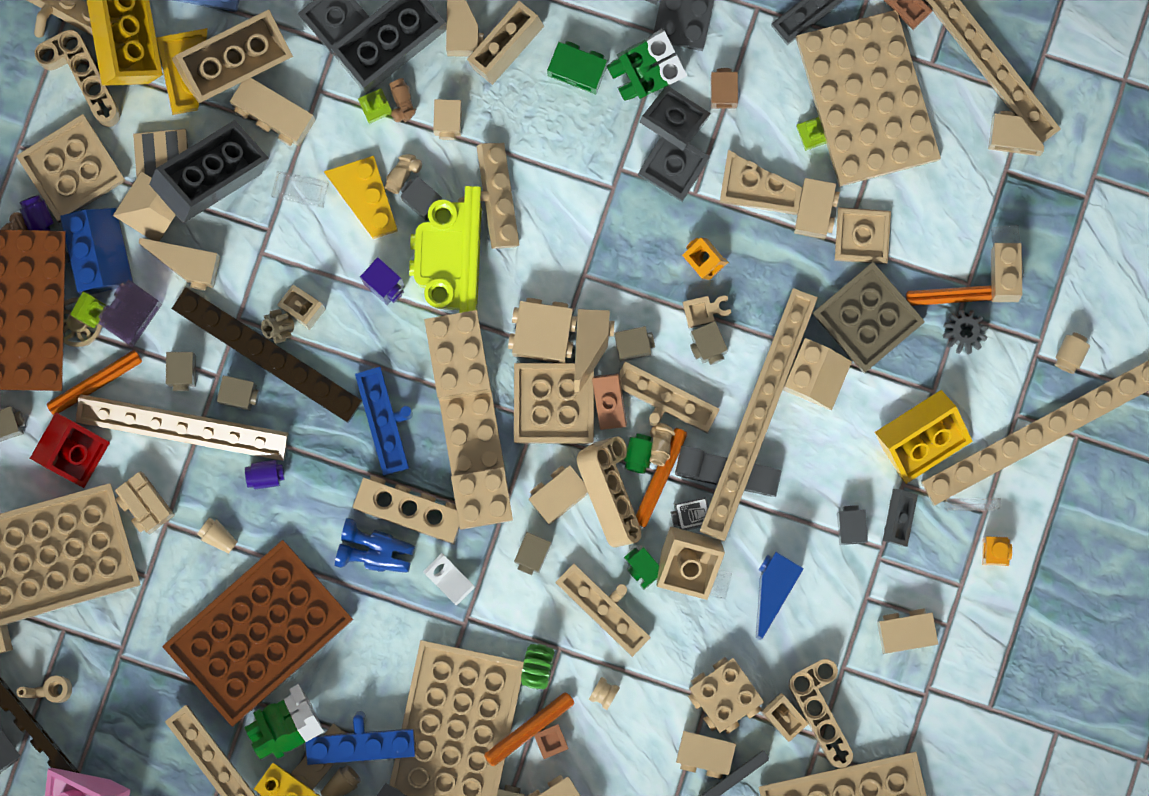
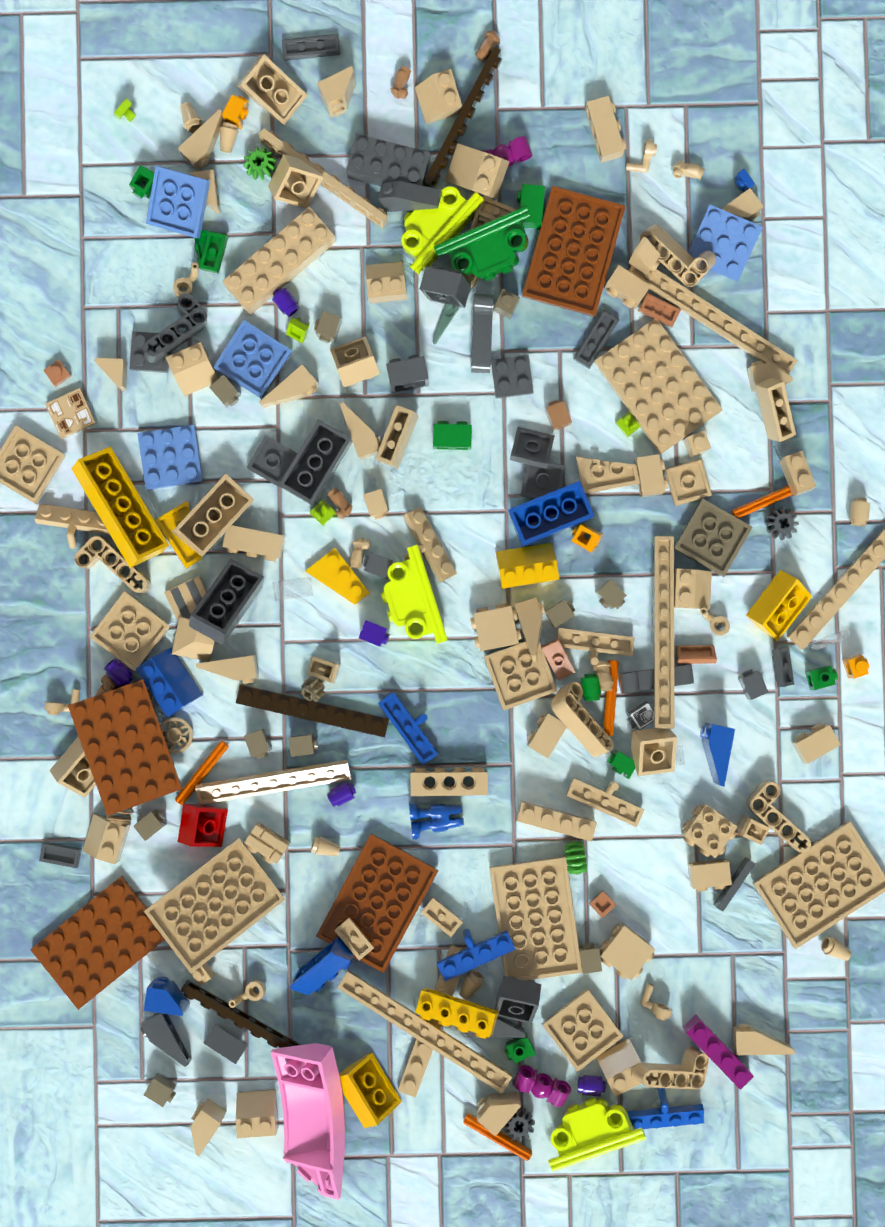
camera: 20 degrees left, 5 degrees up
(88, 309) = (179, 725): lime tile -> none
(129, 313) = (208, 718): clear purple slope -> none
(156, 689) = (322, 967): none -> blue slope
(210, 665) = (354, 938): none -> tan plate
(284, 725) = (419, 960): green hips -> none
(335, 682) = (441, 917): none -> tan plate
(449, 580) = (494, 820): white bracket -> none
(469, 420) = (468, 708): tan bracket -> none
(529, 609) = (556, 820): none -> tan brick
(529, 729) = (585, 901): orange axle -> none
(532, 553) = (543, 782): dark tan brick -> none
(604, 693) = (626, 858): tan wheel -> none
(613, 268) = (527, 565): none -> yellow slope
(638, 66) = (501, 418): green hips -> none
(667, 211) = (550, 514): none -> blue slope
(701, 311) = (597, 574): tan plate -> none
(791, 460) = (696, 654): none -> nougat plate
(832, 427) = (714, 621): none -> tan plate
(890, 189) = (697, 444): none -> tan brick
(936, 554) = (815, 680): none -> green brick
(1006, 180) = (775, 409): none -> tan brick

